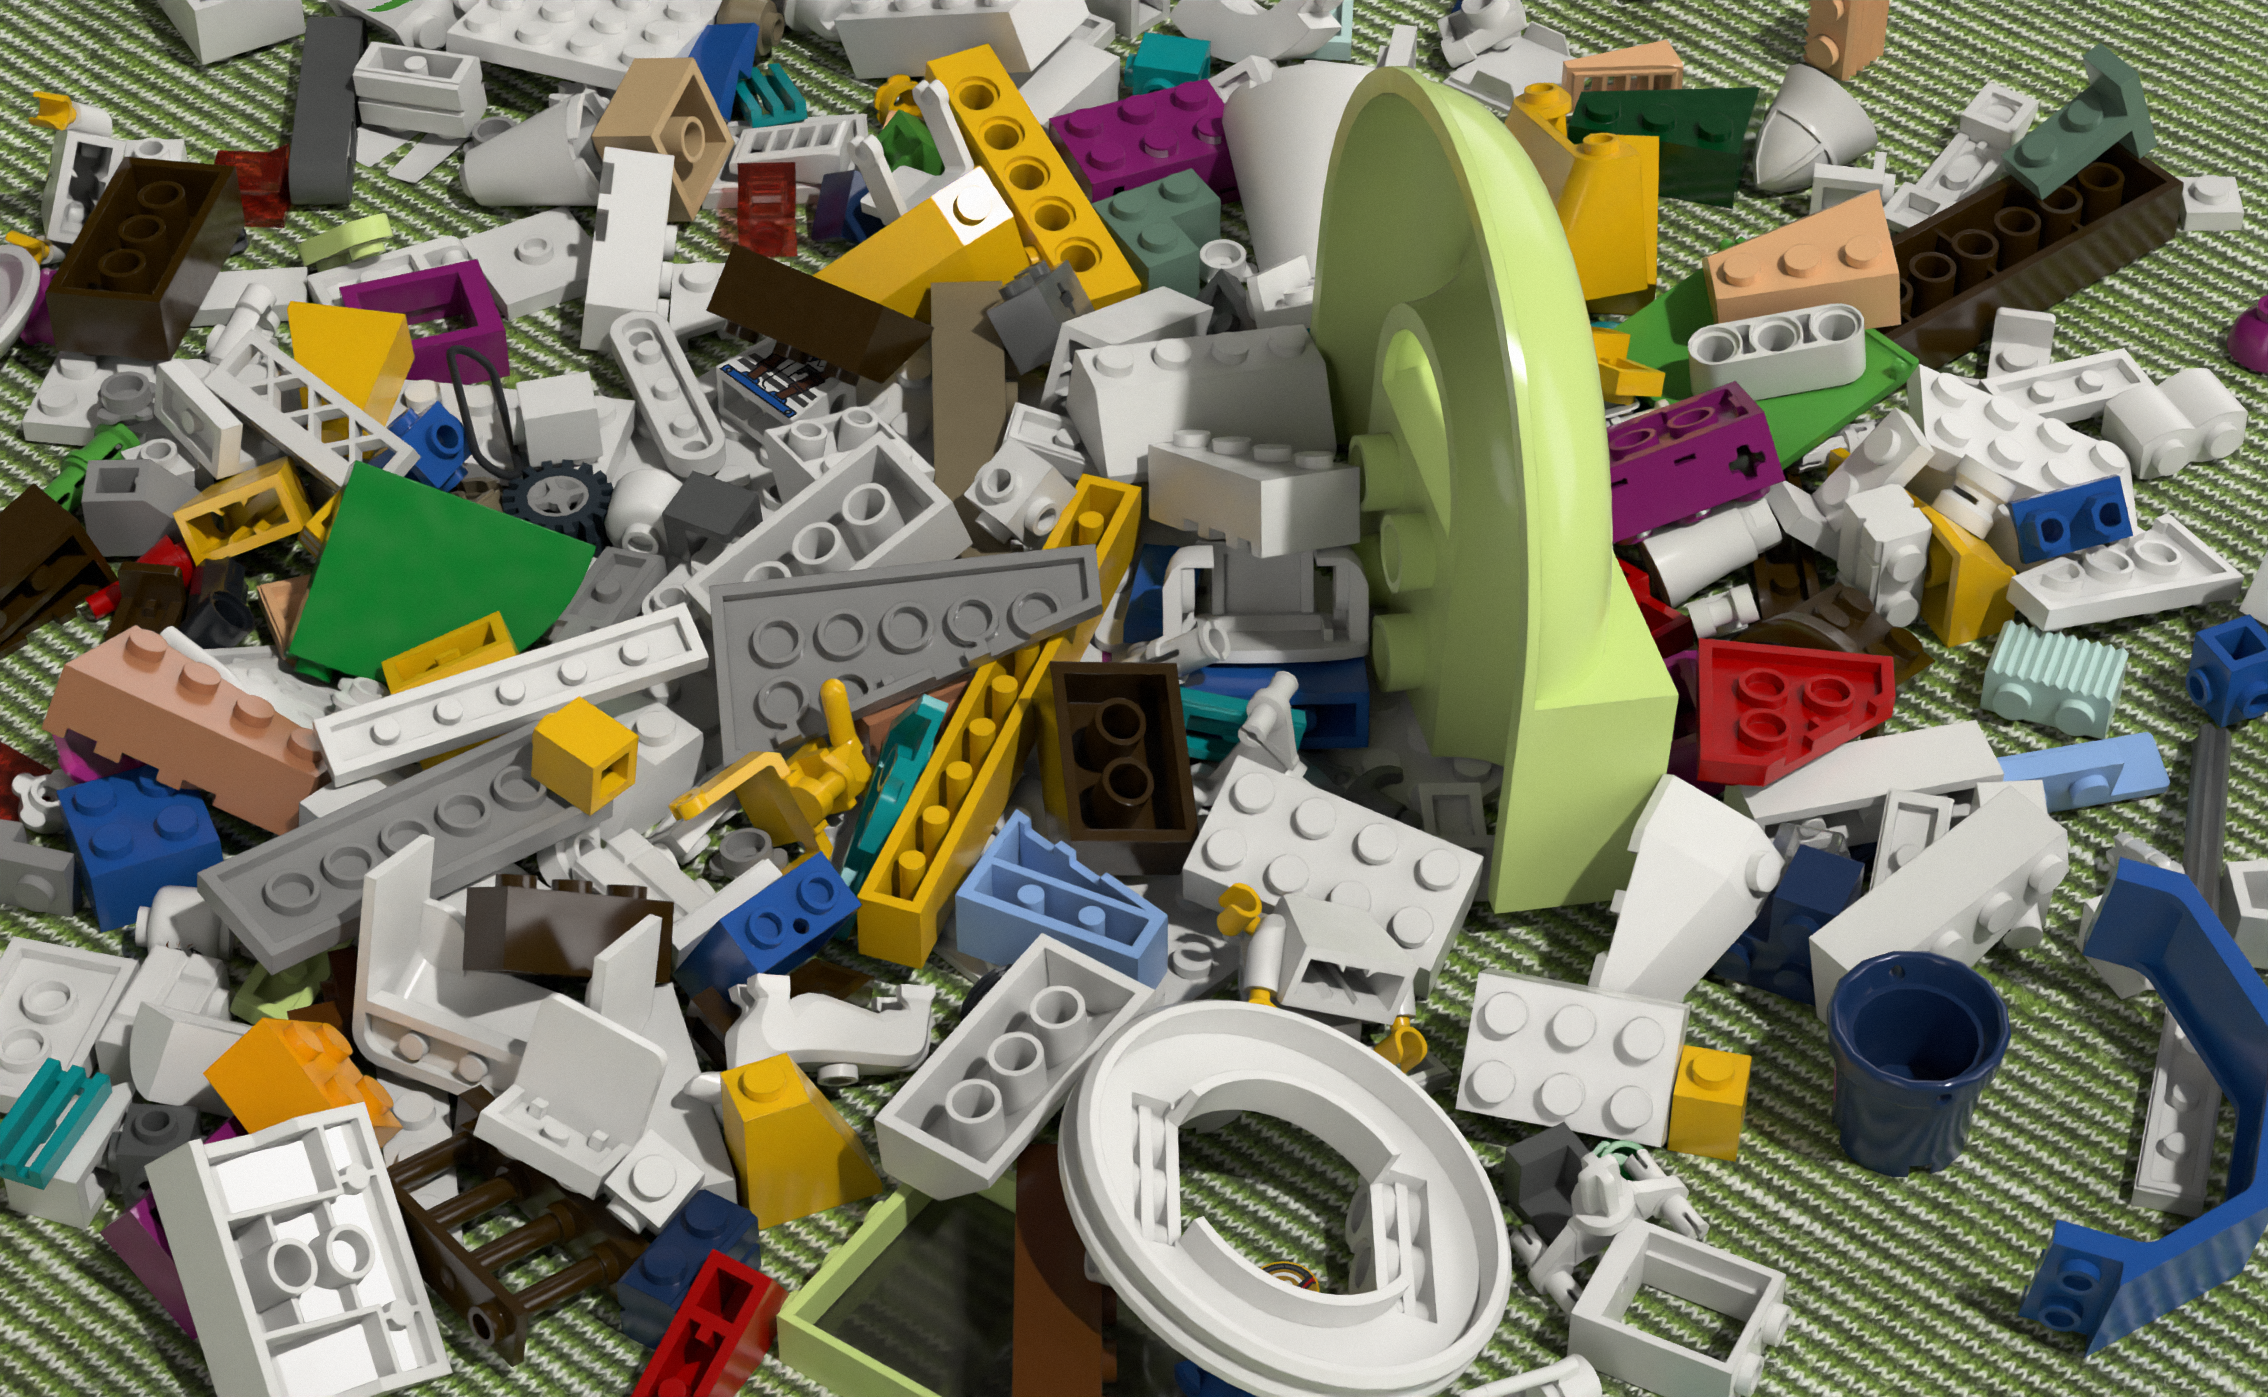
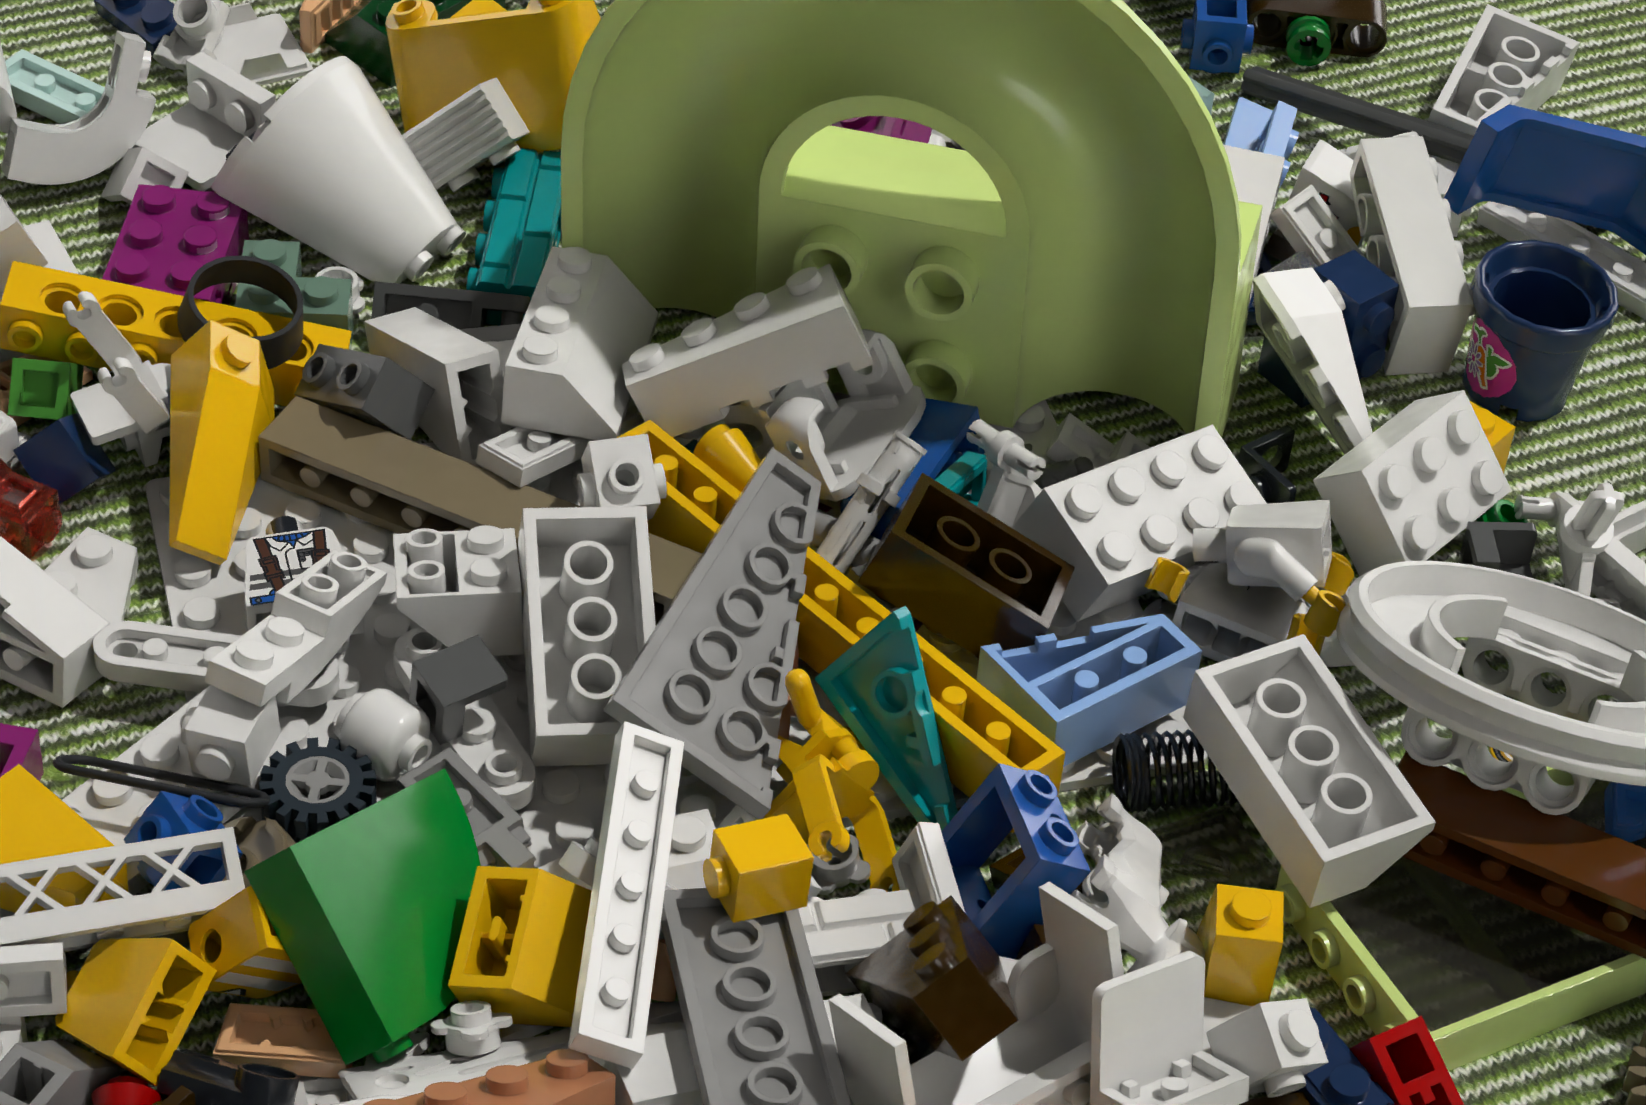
camera: 65 degrees left, 0 degrees up
(700, 403) = (301, 634): none -> white slope
(813, 319) = (272, 511): dark brown slope -> none
(1072, 241) = (254, 271): none -> black tyre
(1146, 572) = (728, 454): none -> yellow cone
(1166, 63) = (80, 210): teal brick -> none
(1281, 294) = (478, 250): white bracket -> none
(1527, 951) = (1265, 474): none -> black bracket

